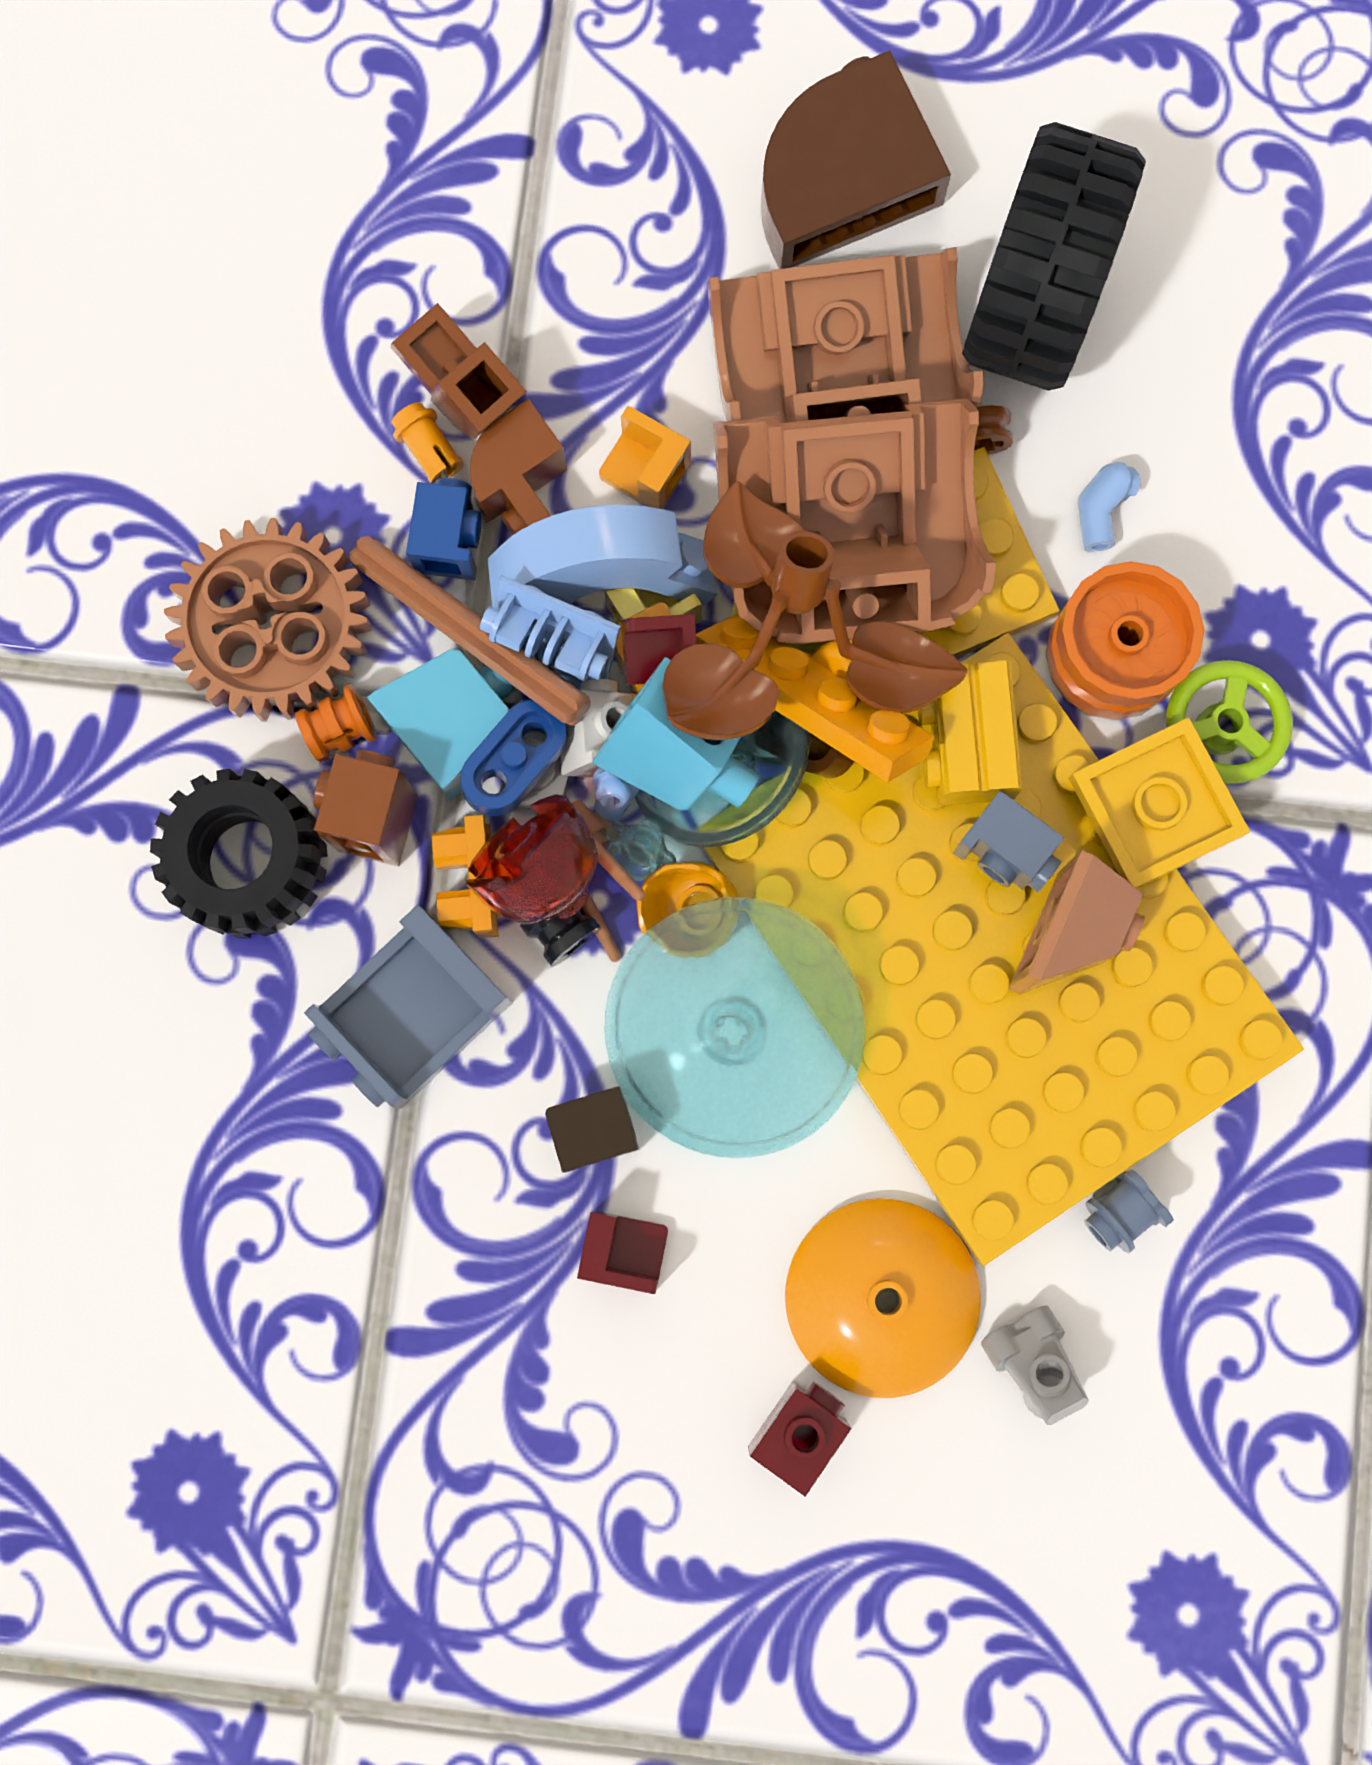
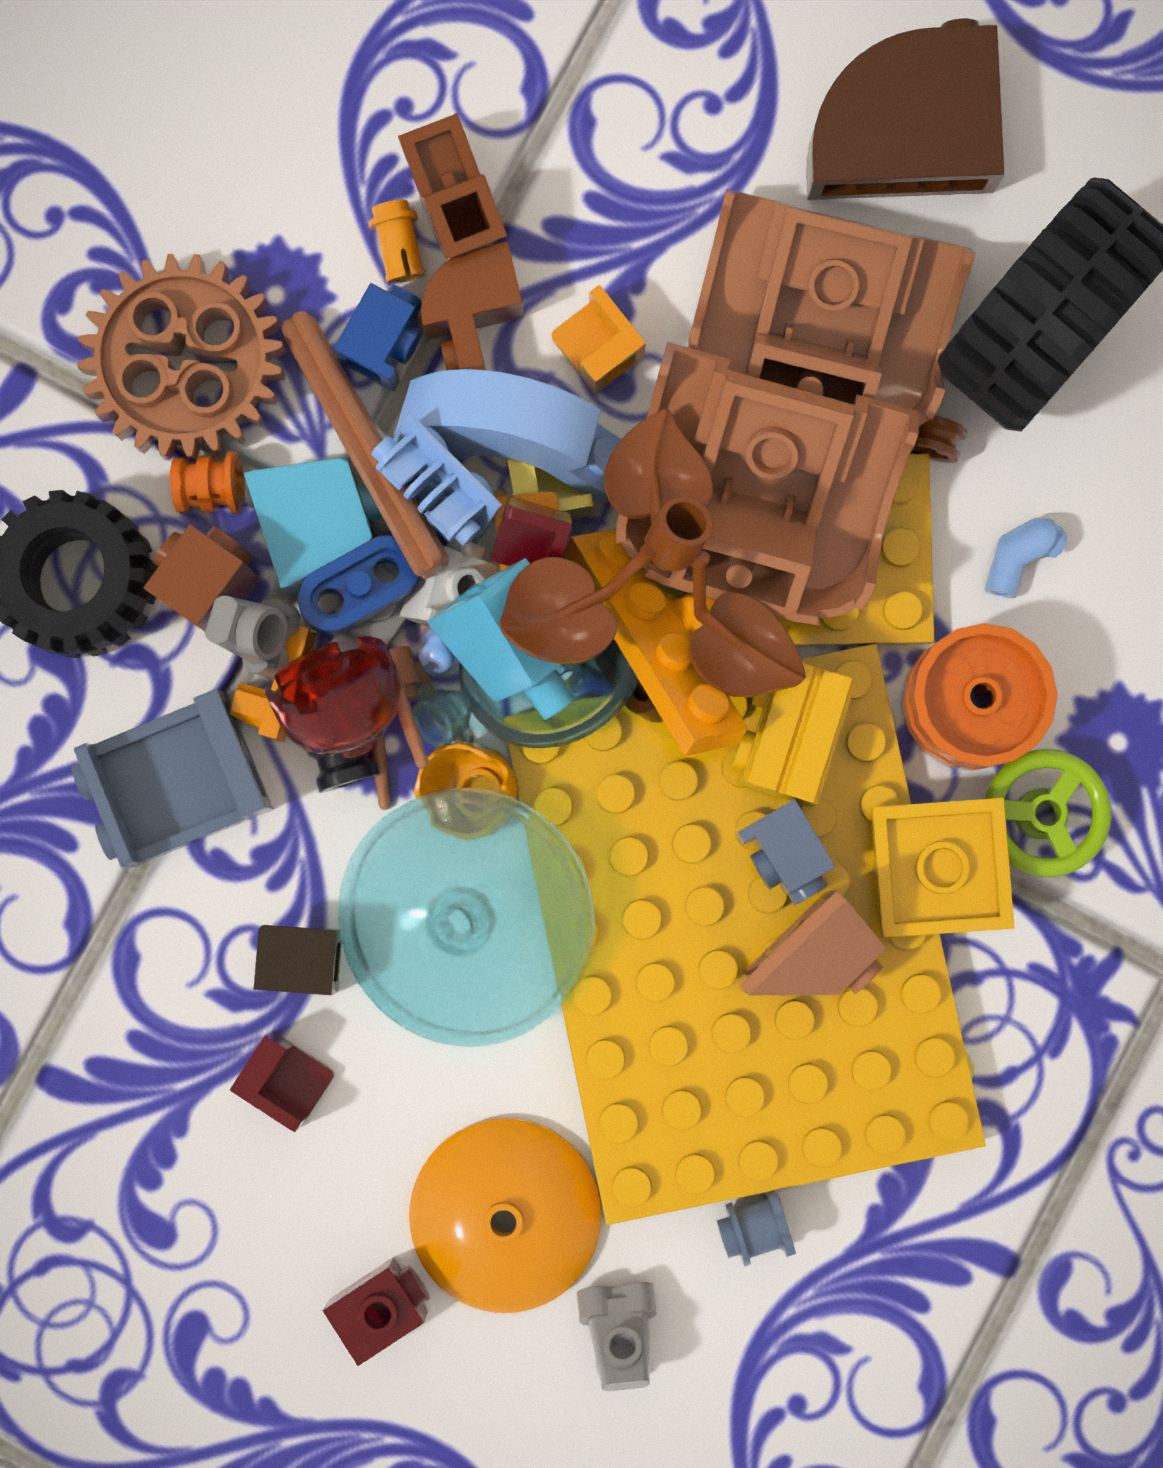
camera: 20 degrees right, 5 degrees up
(433, 834) = (254, 631): none -> light grey plate

